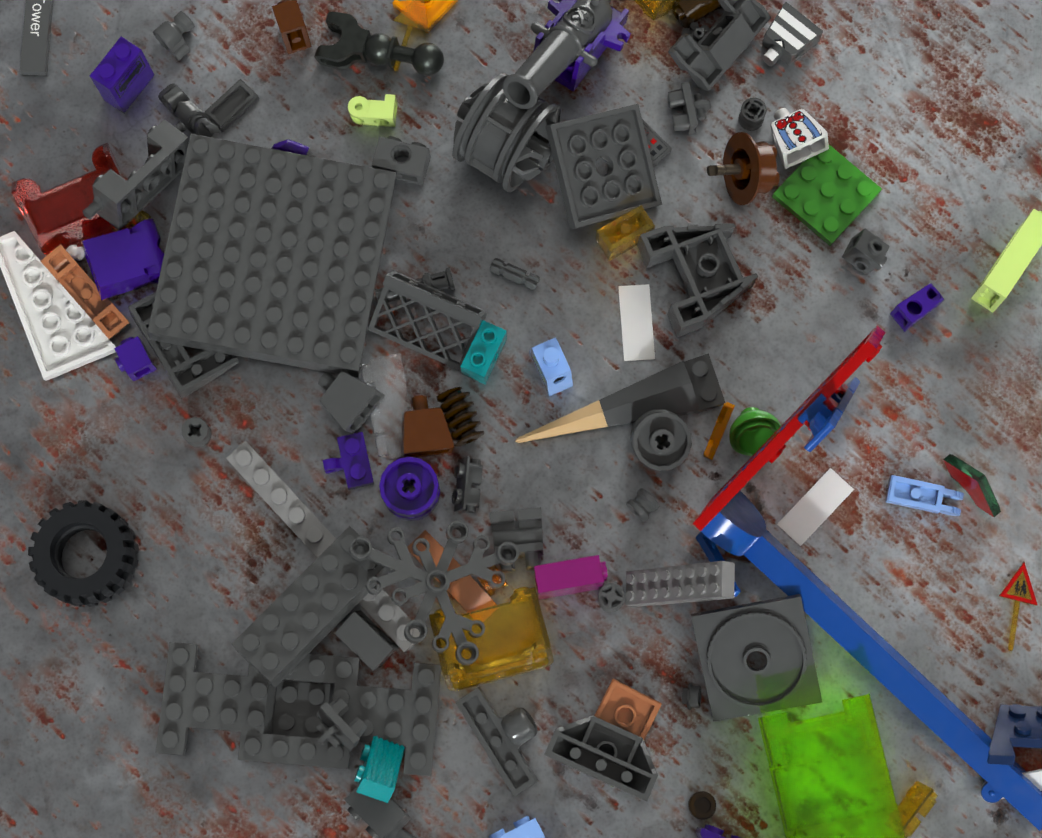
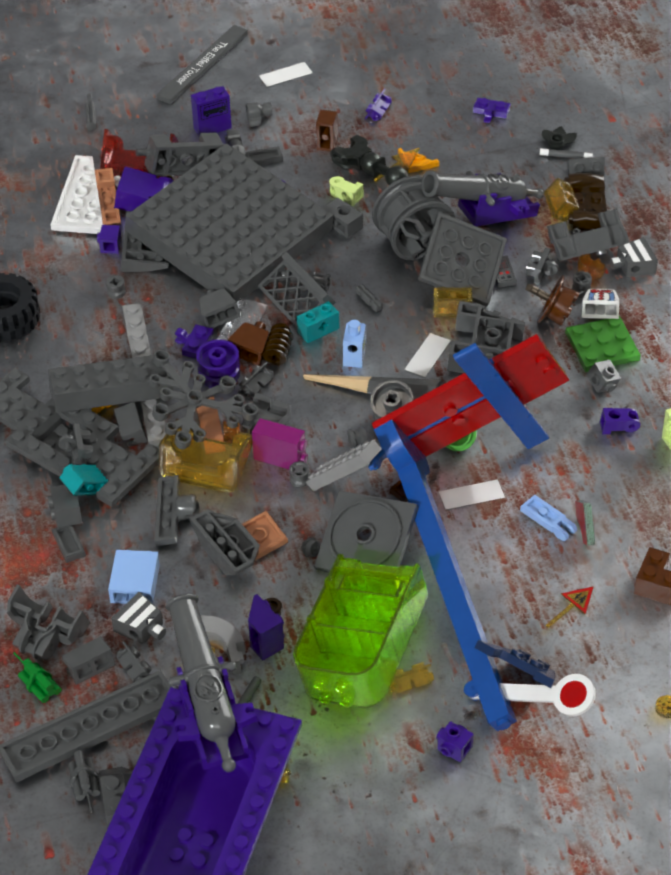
camera: 30 degrees right, 30 degrees down
(748, 81) = (593, 267): none -> clear orange hair

